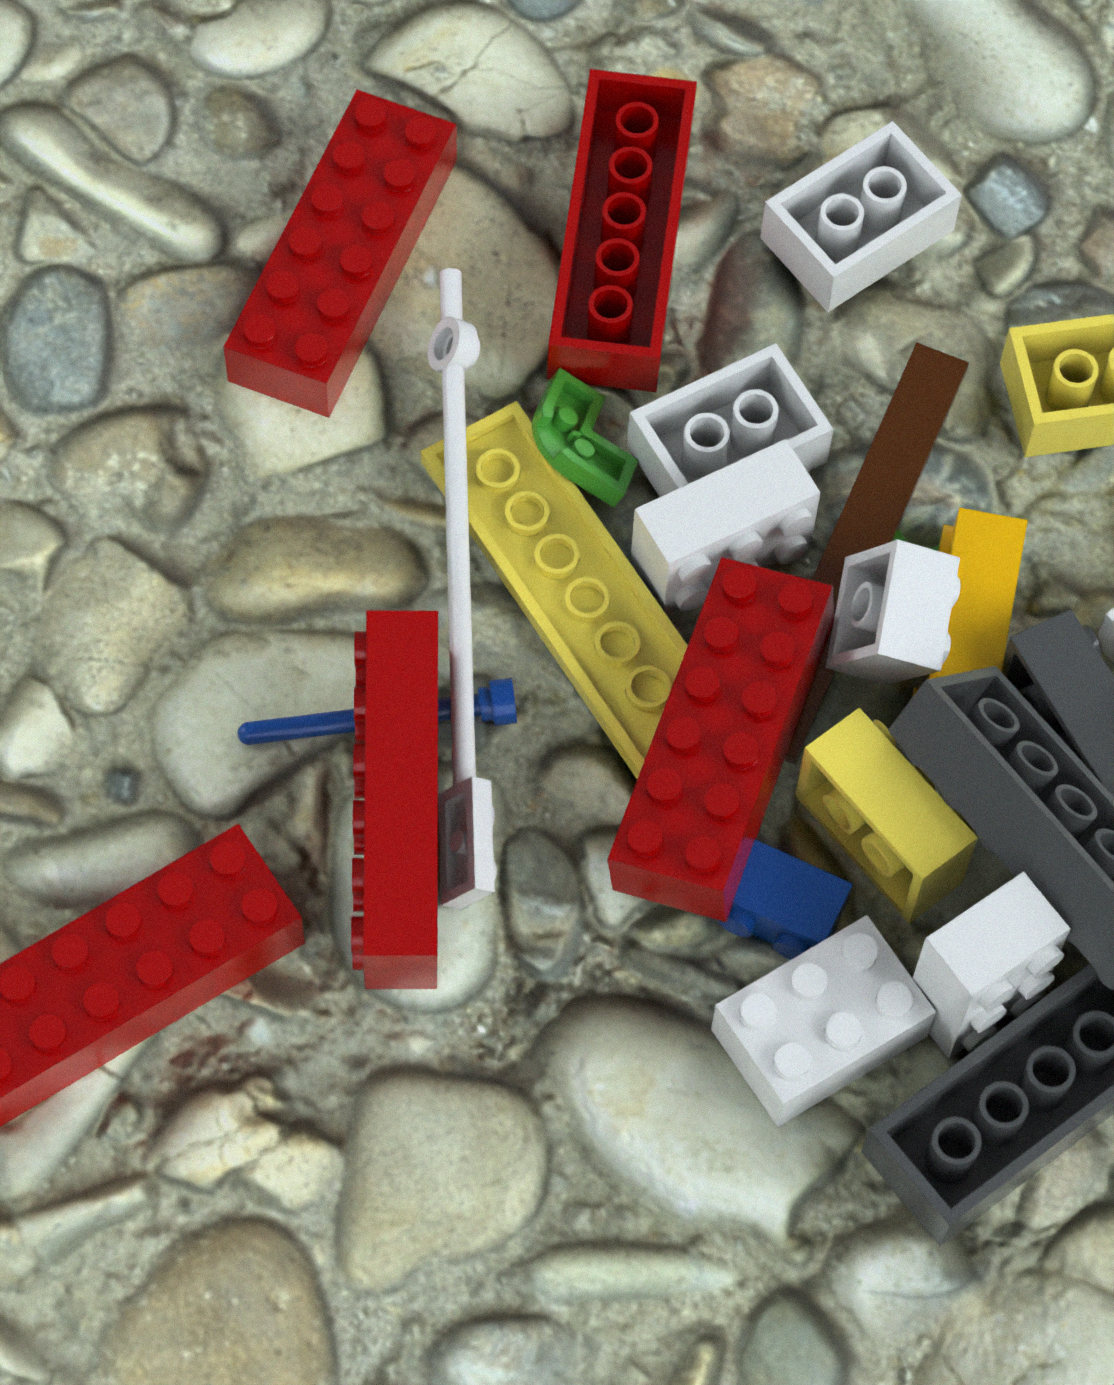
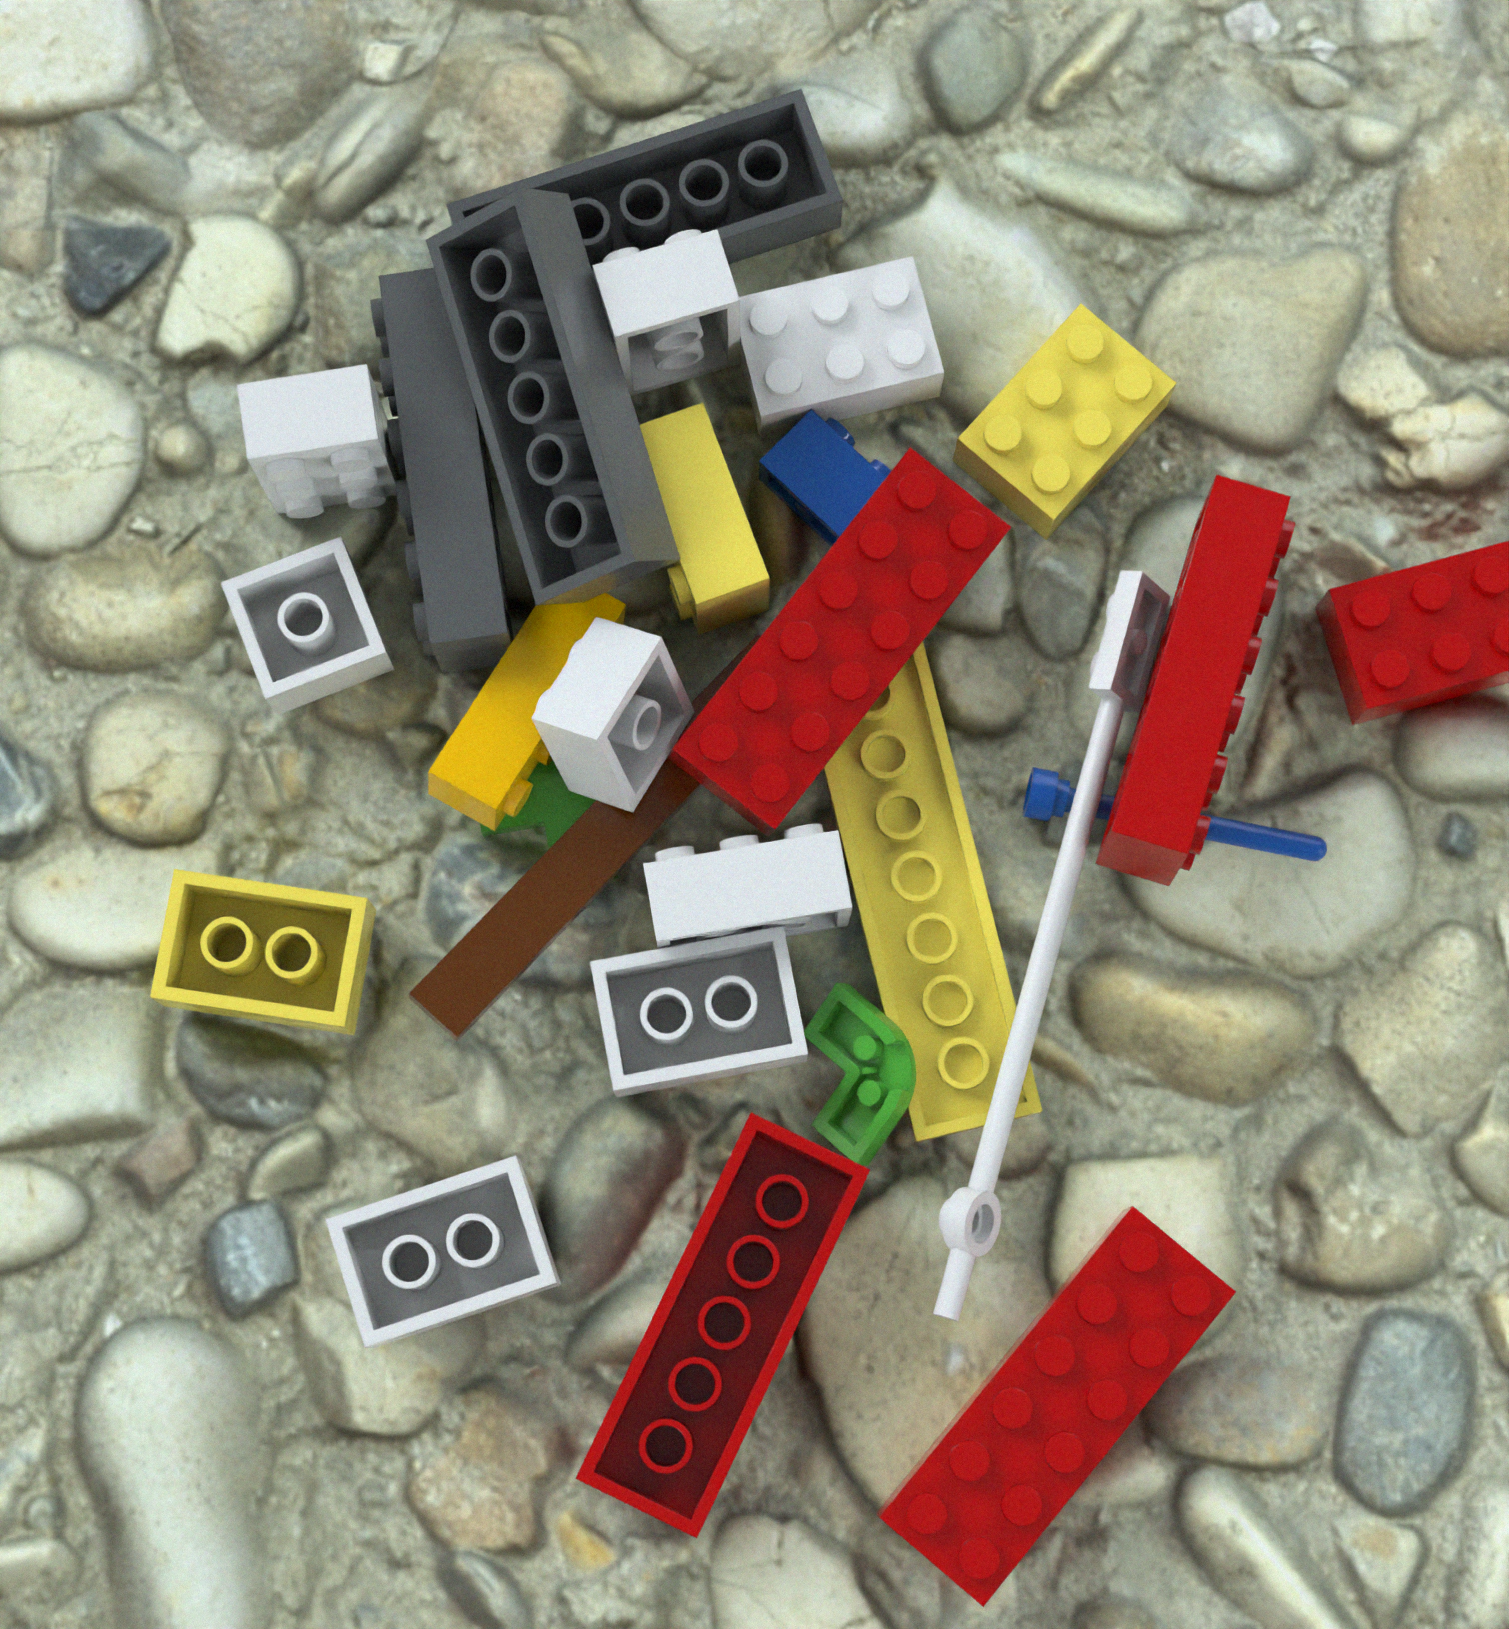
camera: 160 degrees left, 15 degrees up
(588, 1017) = (1063, 421): none -> light yellow brick

